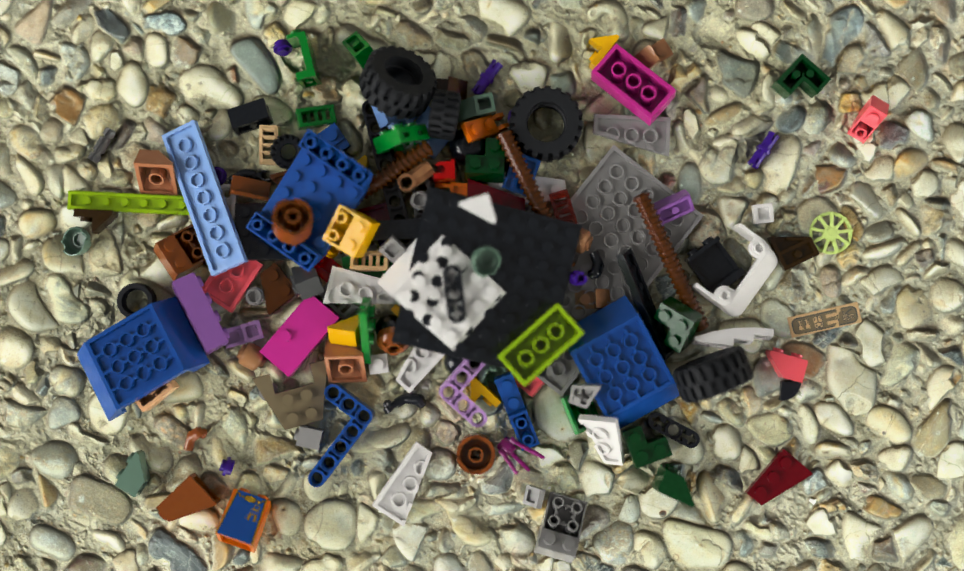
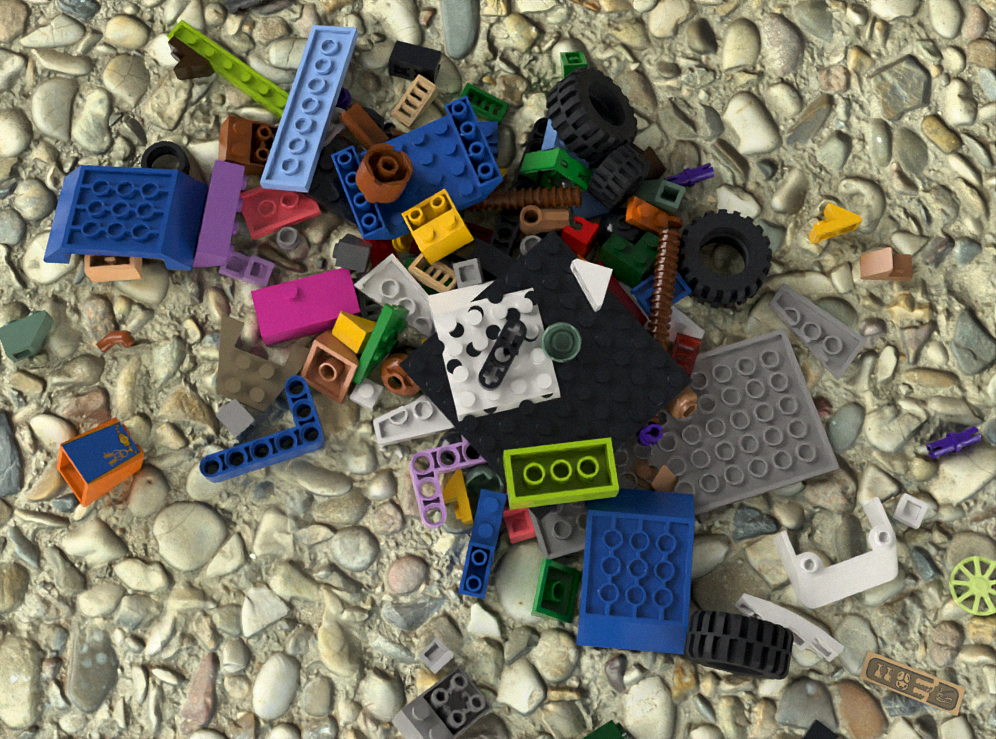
camera: 30 degrees right, 15 degrees down
(76, 241) = (151, 70): sand green hair -> none
(155, 173) = (279, 55): nougat slope -> none
(187, 499) = (58, 397): dark orange slope -> none
(227, 466) = (126, 392): dark purple plate -> none
(250, 356) = (238, 295): medium nougat head -> none
(276, 288) = (316, 245): reddish brown wing -> none
(277, 146) = (421, 104): black tyre -> none
(282, 47) = (496, 19): dark purple plate -> none
(310, 76) = (503, 57): green panel -> none
(400, 490) = (296, 543): white wing -> none
(406, 398) = (371, 450): black arm -> none
(475, 464) = (391, 551): dark orange brick -> none
(507, 447) = (444, 577): magenta plant -> none
(583, 394) = (571, 568): light grey piece -> none
(598, 265) = (681, 443): black arm -> none
(606, 437) = (566, 638): white wing -> none
(633, 84) = (846, 278): dark pink brick -> none
(643, 300) = (709, 517): black plate -> none
(644, 451) = (597, 688): dark green brick -> none
(663, 418) = (652, 712): black beam -> none
(668, 255) = (769, 493): reddish brown piece -> none
(674, 206) = (809, 435): medium lavender slope -> none
(681, 320) = (738, 568): dark green brick -> none
(713, 265) = (817, 528): black panel -> none
(787, 366) = (833, 703): coral slope -> none
(792, 250) = (921, 575): dark brown wing -> none

